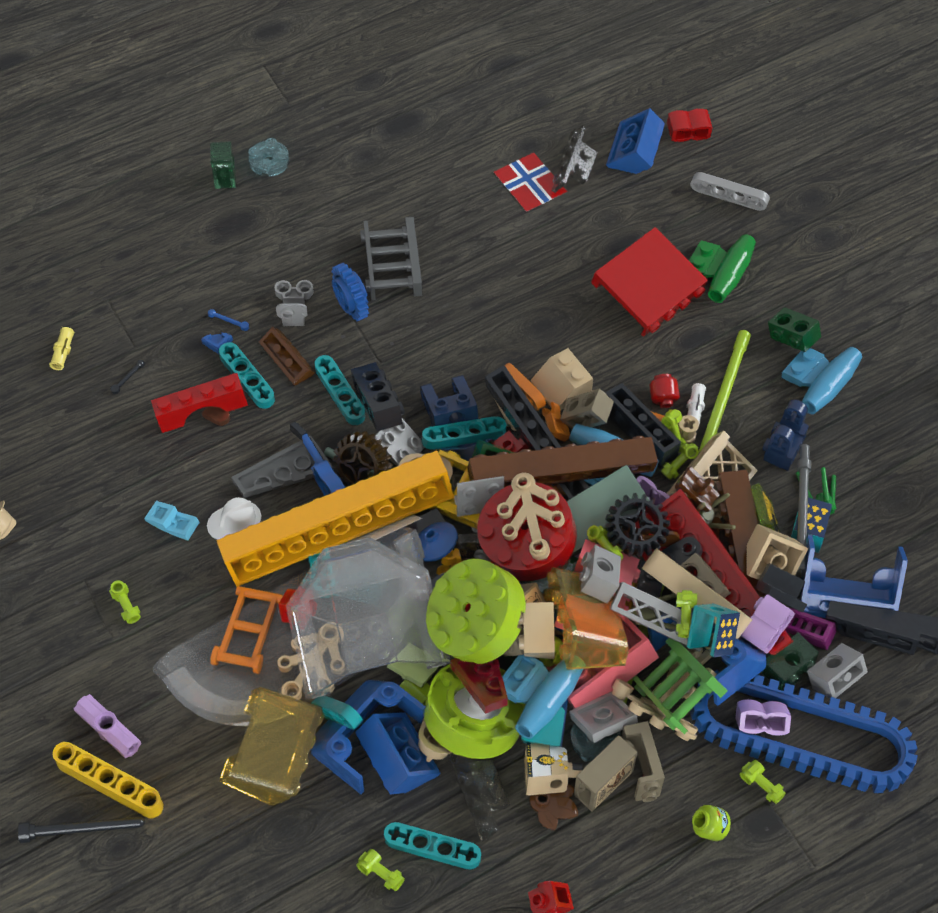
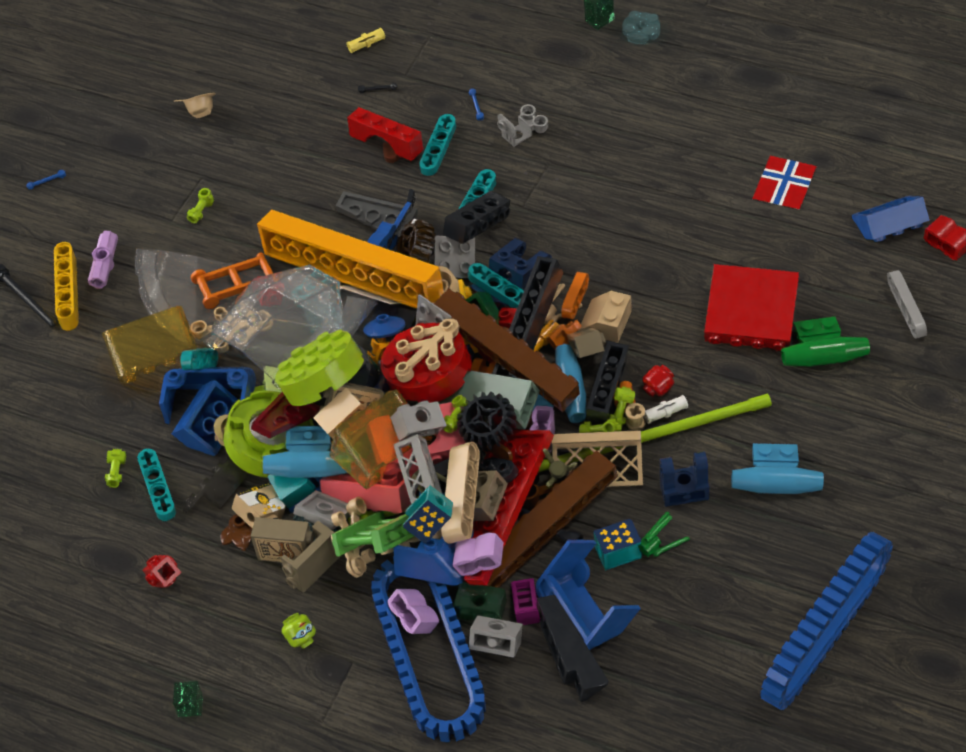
camera: 60 degrees right, 5 degrees down
(171, 521) = (284, 187): medium azure slope -> none
(214, 342) = (449, 108): blue tile -> none
(233, 517) = (319, 214): white piece -> none
(286, 356) = (476, 154): reddish brown slope -> none
(350, 291) = (552, 143): blue gear -> none
(409, 248) = (623, 165): dark grey fence -> none
(576, 161) = (831, 195): clear smoke bracket -> none
(686, 601) = (440, 483): lime bar -> none
(697, 488) = (564, 444): reddish brown hips -> none
(753, 772) = (364, 635): lime bar -> none
(764, 508) = (597, 507): clear neon green tile -> none
(775, 548) = (548, 527): tan slope -> none
(781, 586) = (526, 550): black panel -> none
(794, 329) = (798, 424): dark green brick -> none
(803, 468) = (657, 502): dark grey bar -> none

